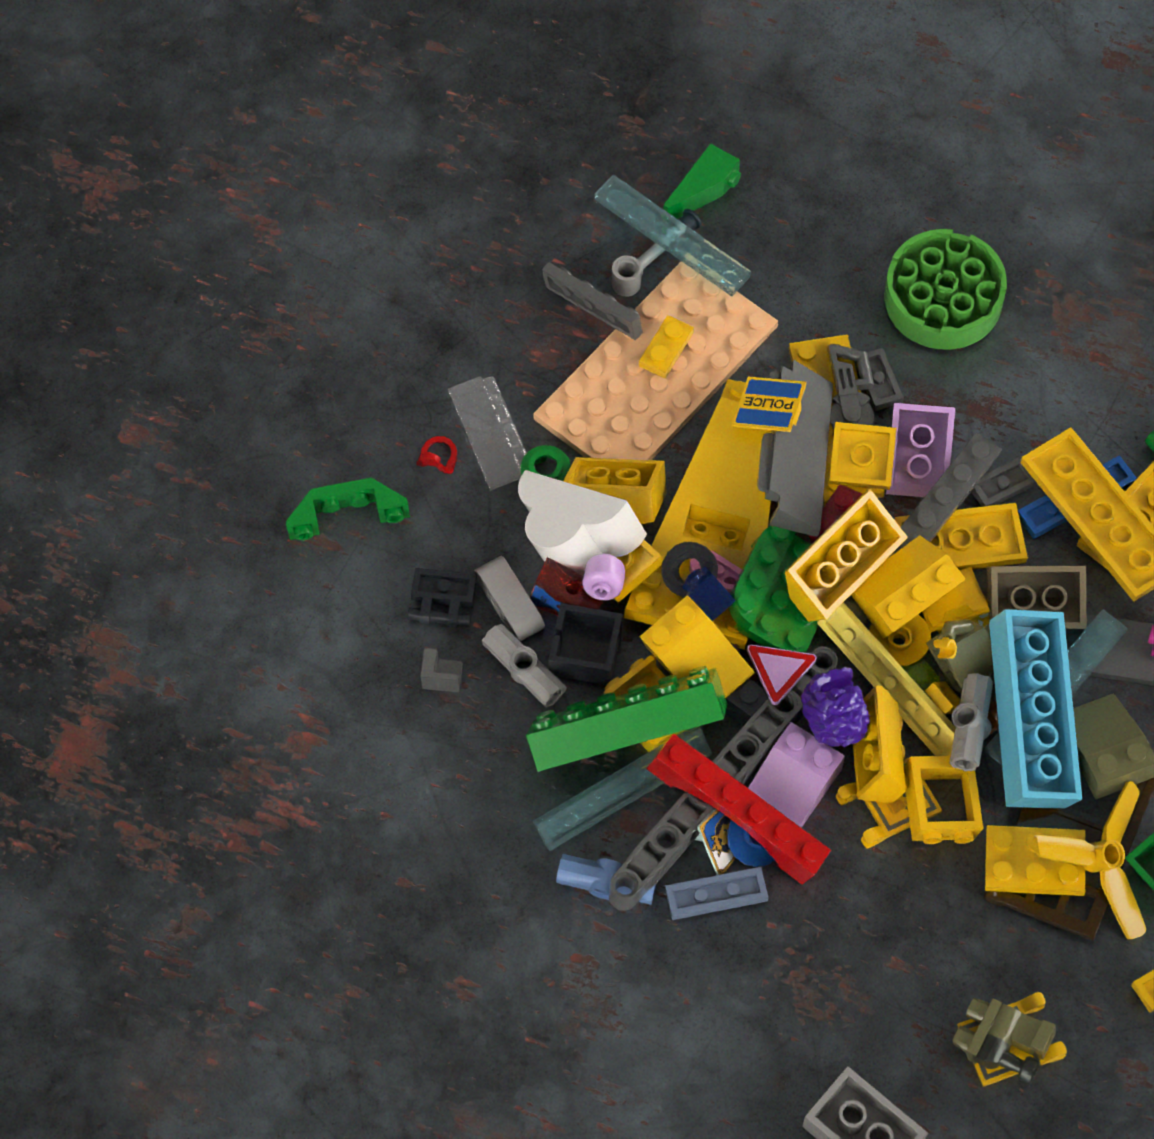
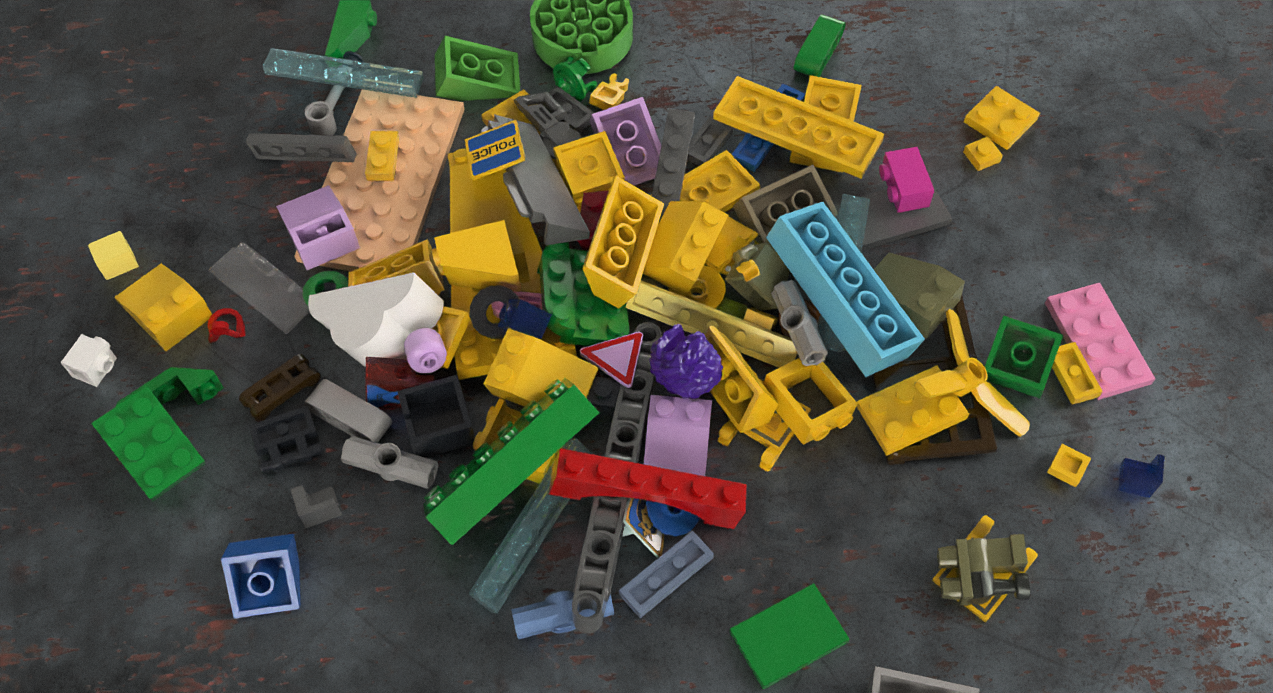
camera: 30 degrees left, 5 degrees down
(303, 432) = (89, 359): none -> white brick
(322, 544) = (149, 443): none -> green brick
(366, 713) = (262, 575): none -> blue slope
(367, 333) = (113, 255): none -> light yellow panel
(391, 407) = (164, 306): none -> yellow slope
(459, 541) = (279, 386): none -> dark brown plate
(567, 397) = (318, 227): none -> lavender slope
(700, 509) = (478, 257): none -> yellow slope
(795, 1004) = (788, 636): none -> green tile
(808, 291) = (475, 71): none -> bright green slope
(900, 348) = (573, 75): none -> green piece
(931, 383) = (609, 94): none -> yellow plate

